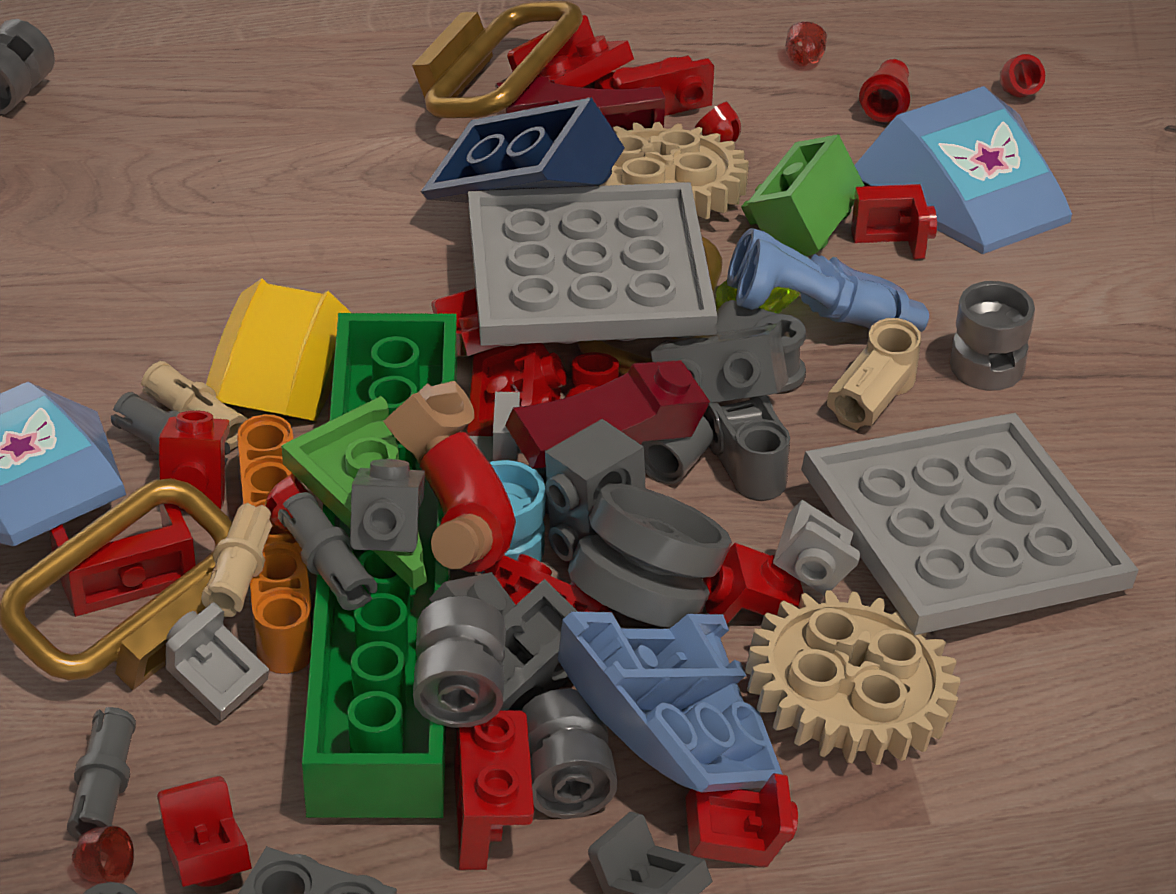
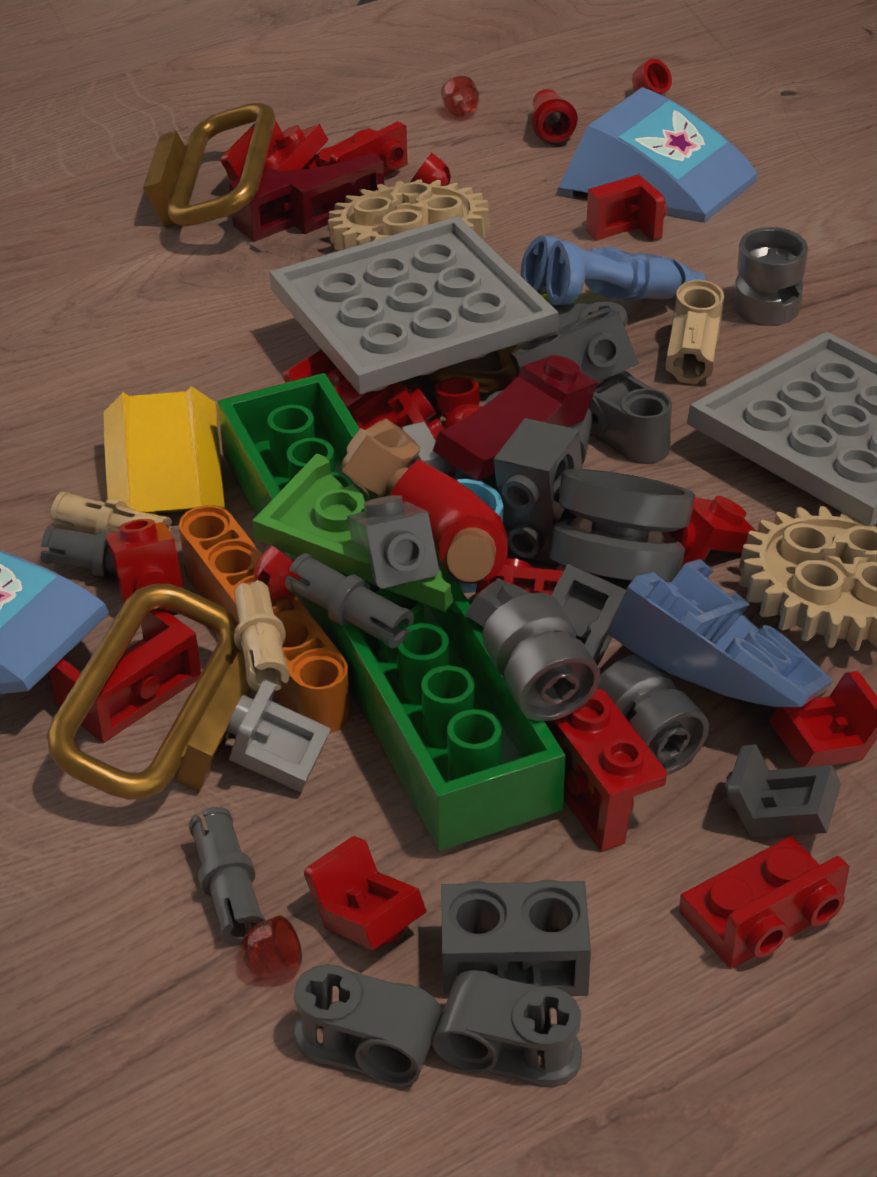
camera: 20 degrees left, 0 degrees up
(528, 150) = (301, 224): dark blue slope -> none
(806, 194) = (545, 201): bright green brick -> none
(815, 548) = (754, 479): light grey bracket -> none

